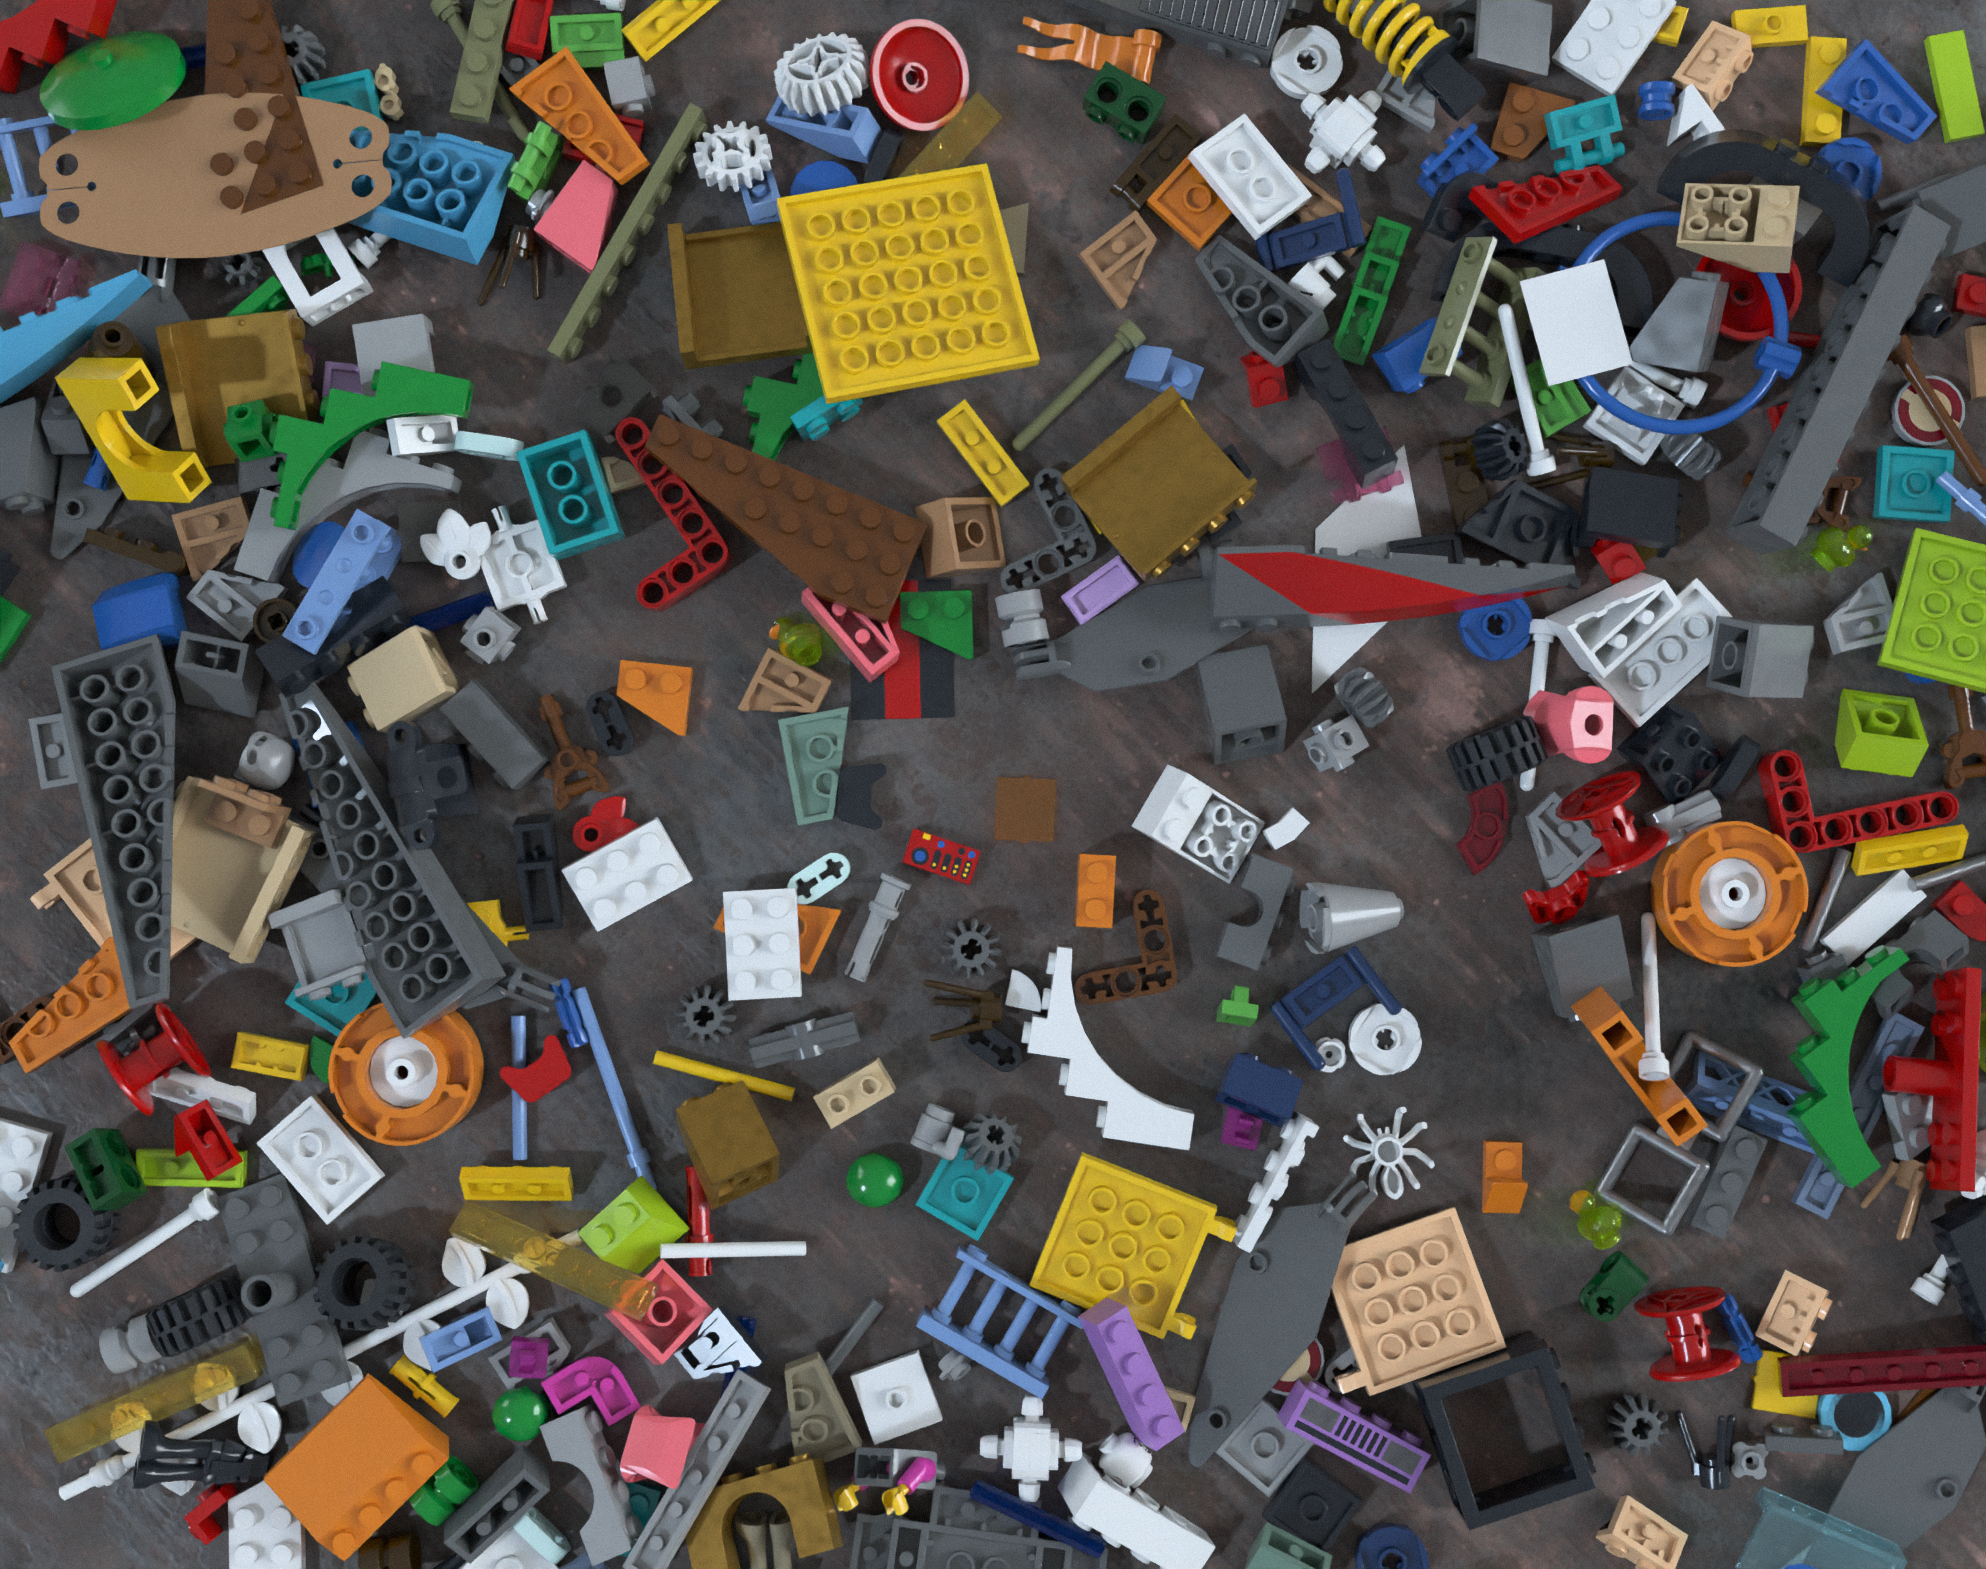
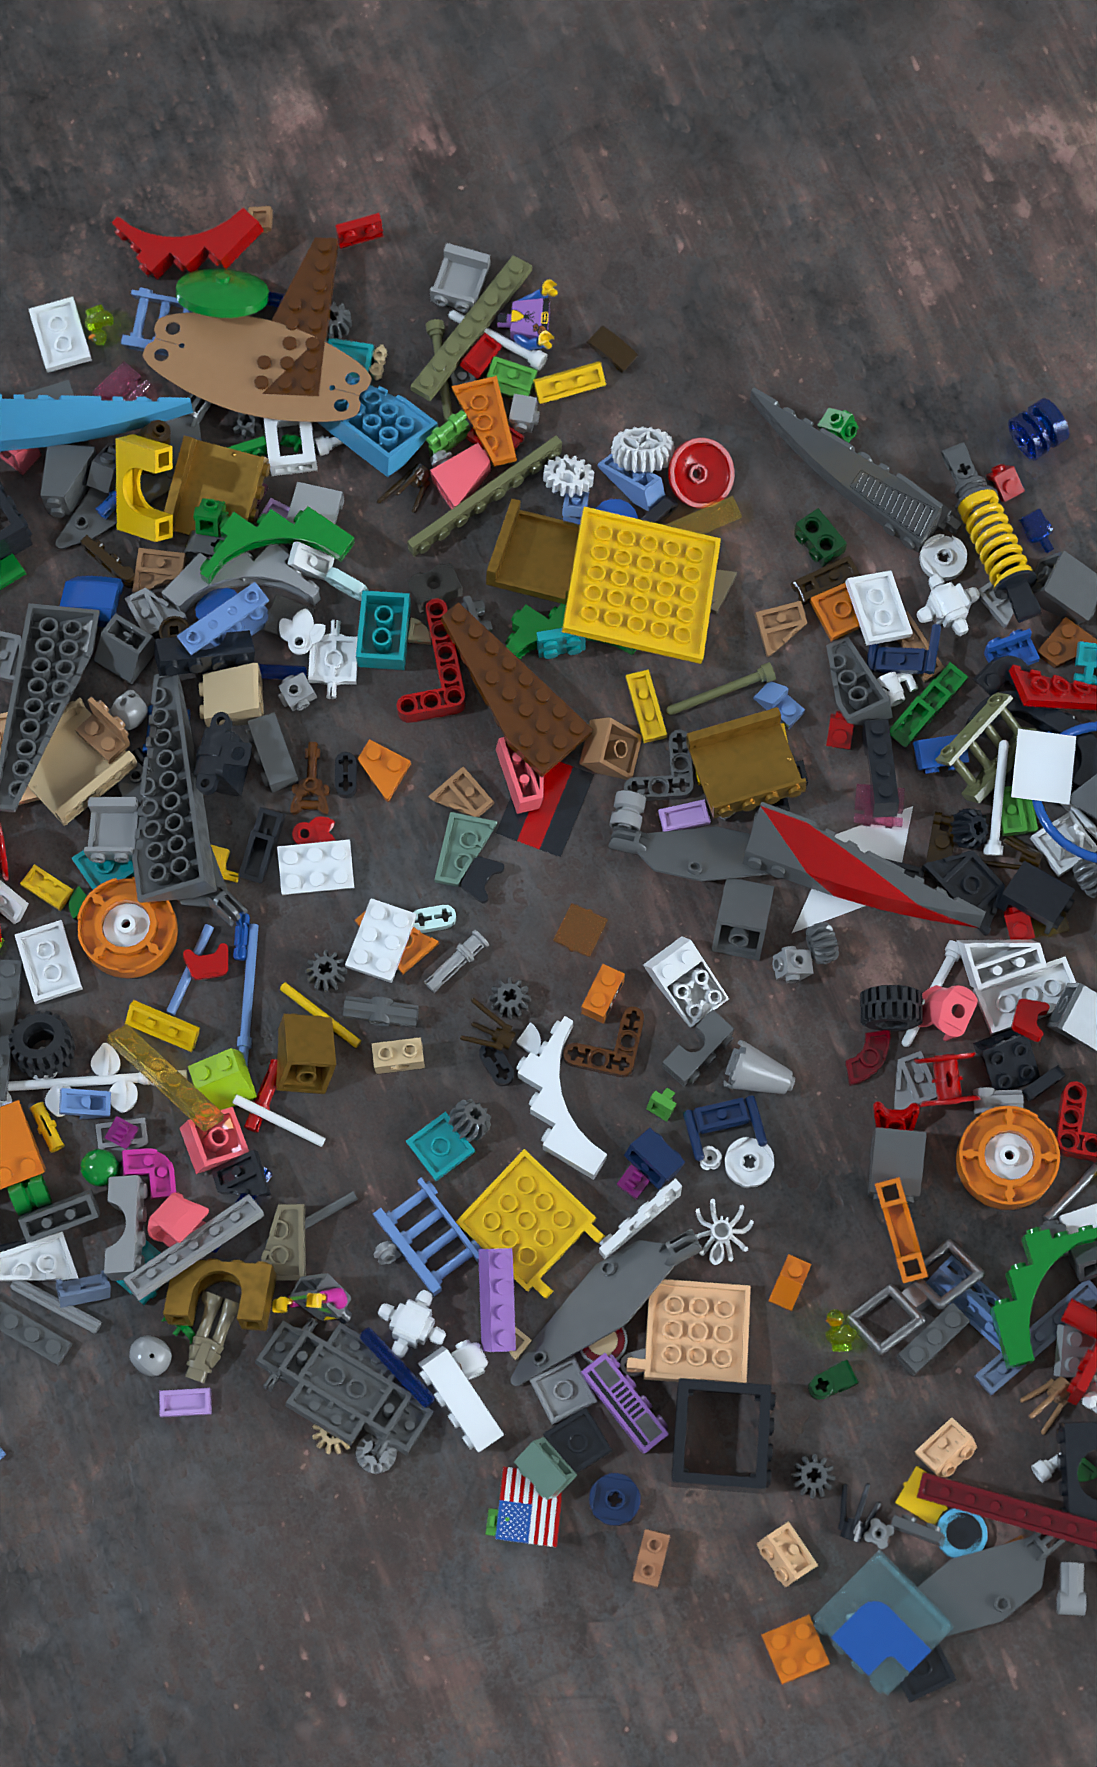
camera: 25 degrees right, 15 degrees down
(542, 1535) = (76, 1249): light aqua beam -> none
(798, 641) = (483, 770): clear neon green animal -> none
(874, 1180) = (386, 1118): green hair -> none
(896, 1397) = (341, 1258): white plate -> none
(936, 1132) = (439, 1101): light grey piece -> none
(940, 618) = (577, 793): green wing -> none
(941, 856) = (515, 936): tile -> none
(1092, 49) = (812, 498): orange flag -> none
(1285, 829) = (740, 1007): white piece -> none
(1492, 647) = (923, 949): blue plate -> none
(1653, 1063) = (912, 1235): white piece -> none
(1683, 690) = (1026, 1018): none -> red piece
(1687, 1334) = (868, 1422): red piece -> none
(1739, 1330) = (905, 1444): blue axle -> none

